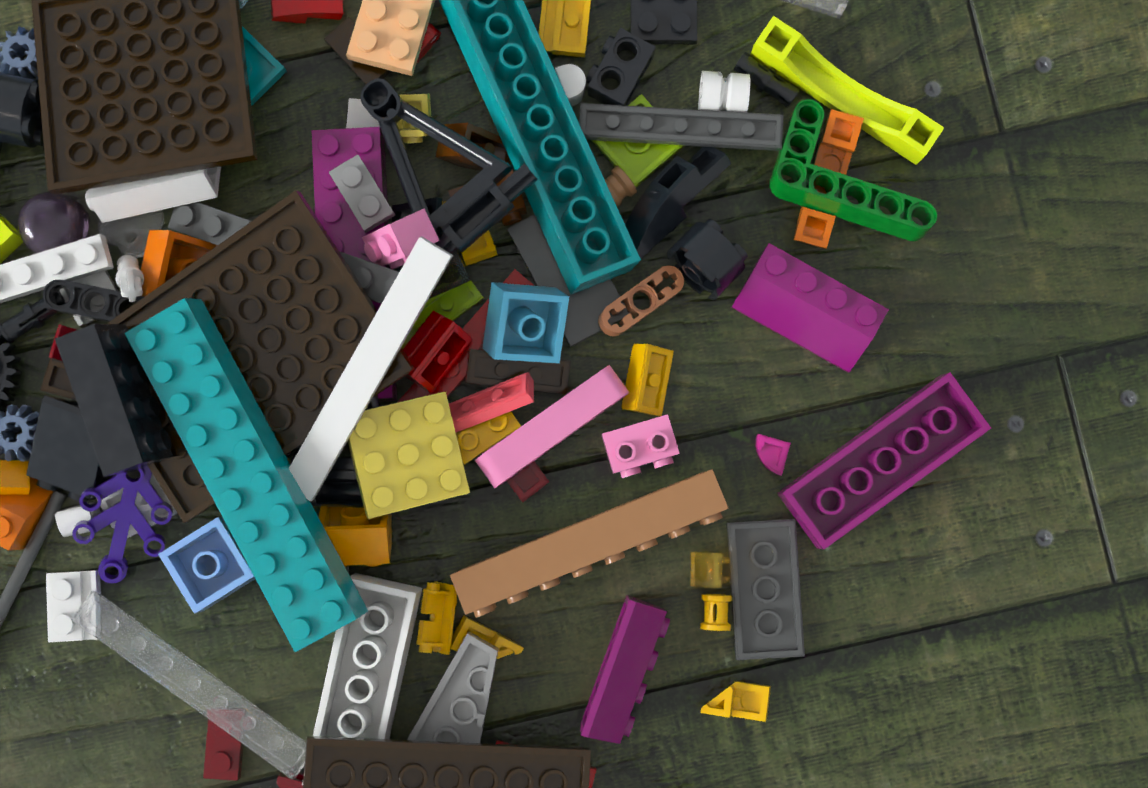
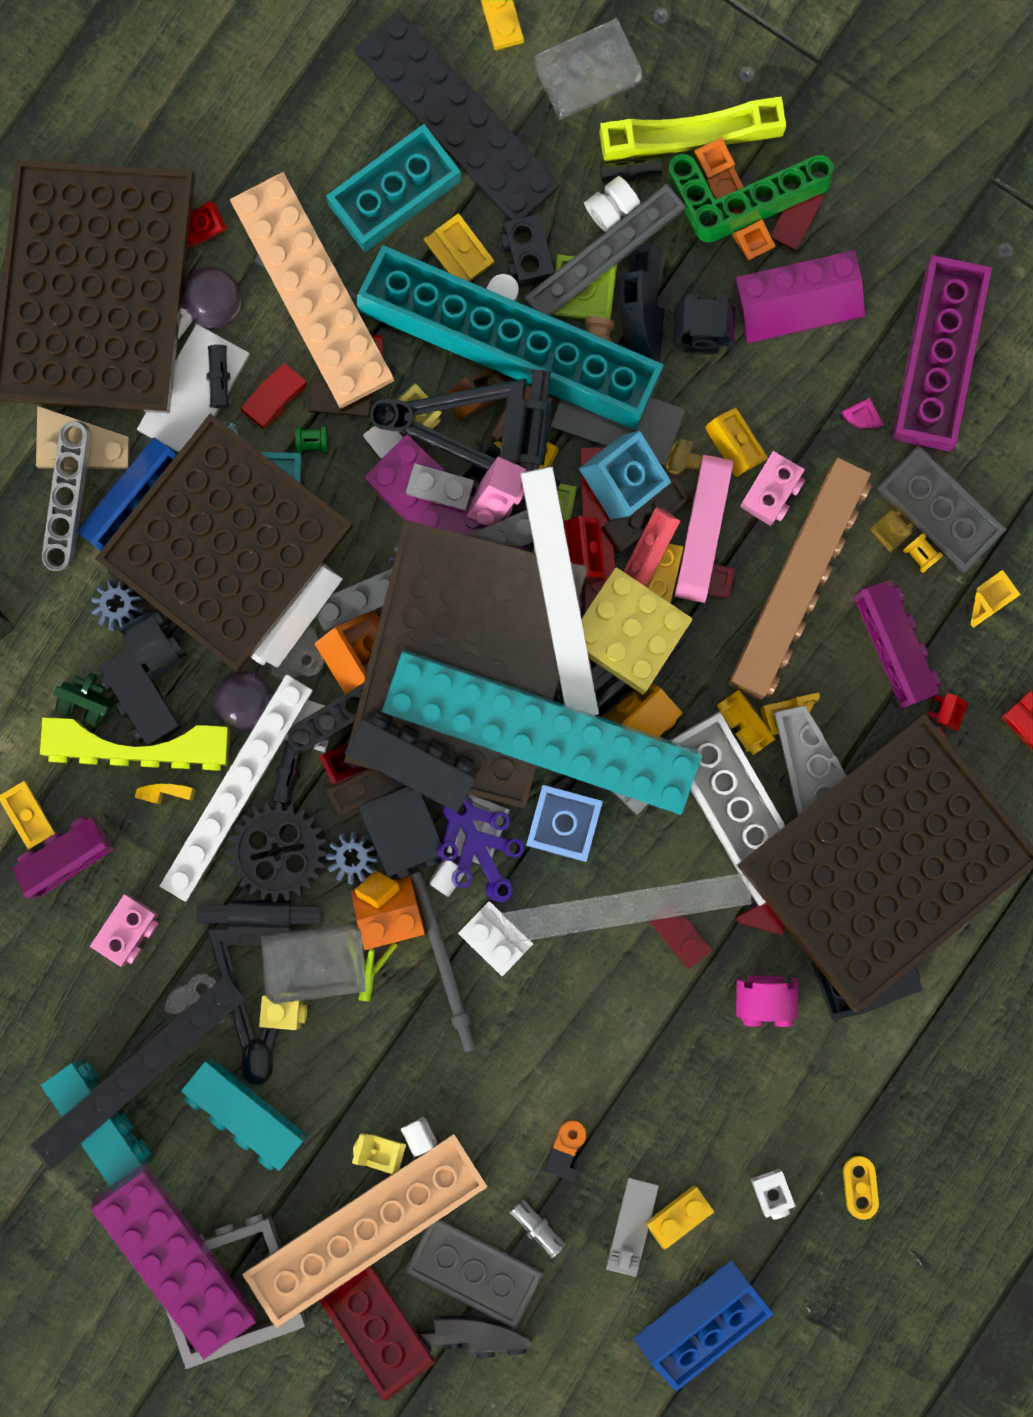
camera: 40 degrees left, 0 degrees up
(129, 277) = (334, 684): white axle -> none
(293, 59) = (320, 434): none -> green bush
(588, 351) = (682, 458): none -> clear yellow tile
(617, 766) = (951, 712): none -> red tile
(654, 280) = (680, 371): nougat beam -> none
(861, 244) = (795, 222): none -> dark red tile

